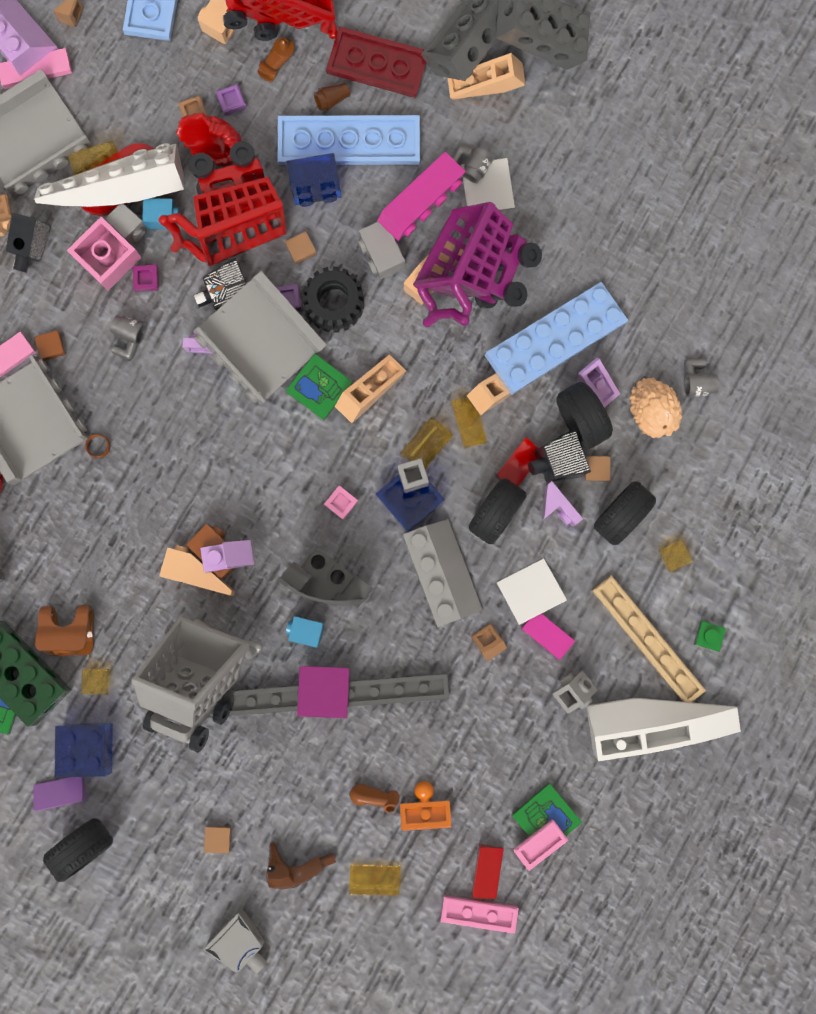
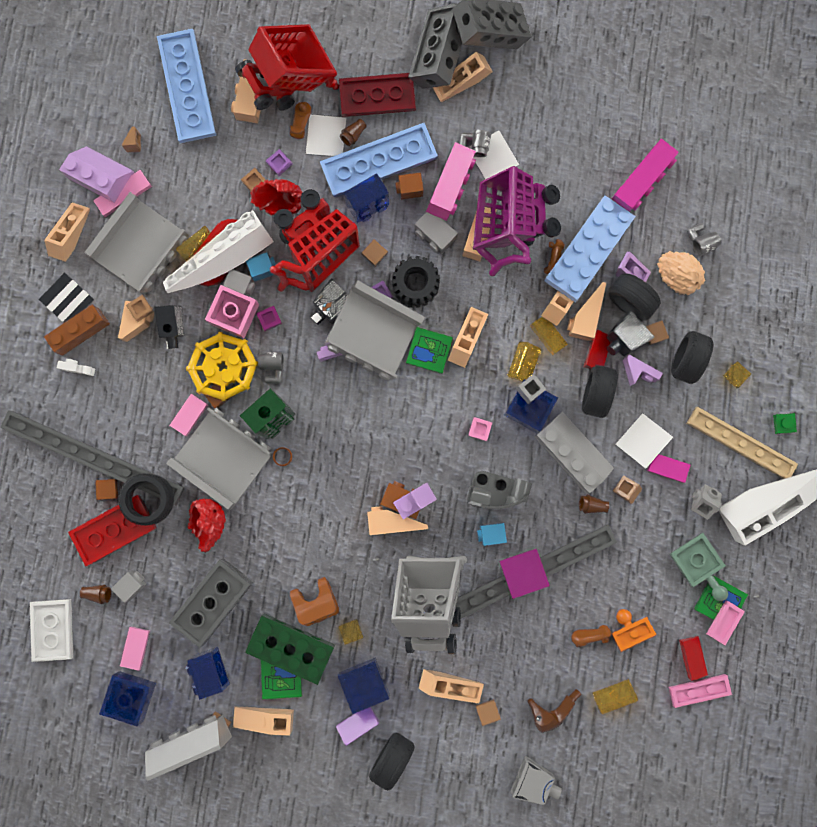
camera: 25 degrees left, 0 degrees up
(65, 300) = (226, 376): none -> yellow plate
(93, 388) = (268, 415): none -> dark green brick
(184, 791) = (450, 686): none -> light nougat slope
(297, 87) = (325, 135): none -> white sticker
(372, 184) = (410, 186): none -> dark orange brick
(438, 643) = (591, 504): none -> reddish brown cone
(517, 324) = (556, 253): none -> dark orange piece
(520, 418) = (586, 319): none -> light nougat slope
(538, 759) = (699, 562): none -> sand green plate
(658, 276) = (648, 171): none -> dark pink brick

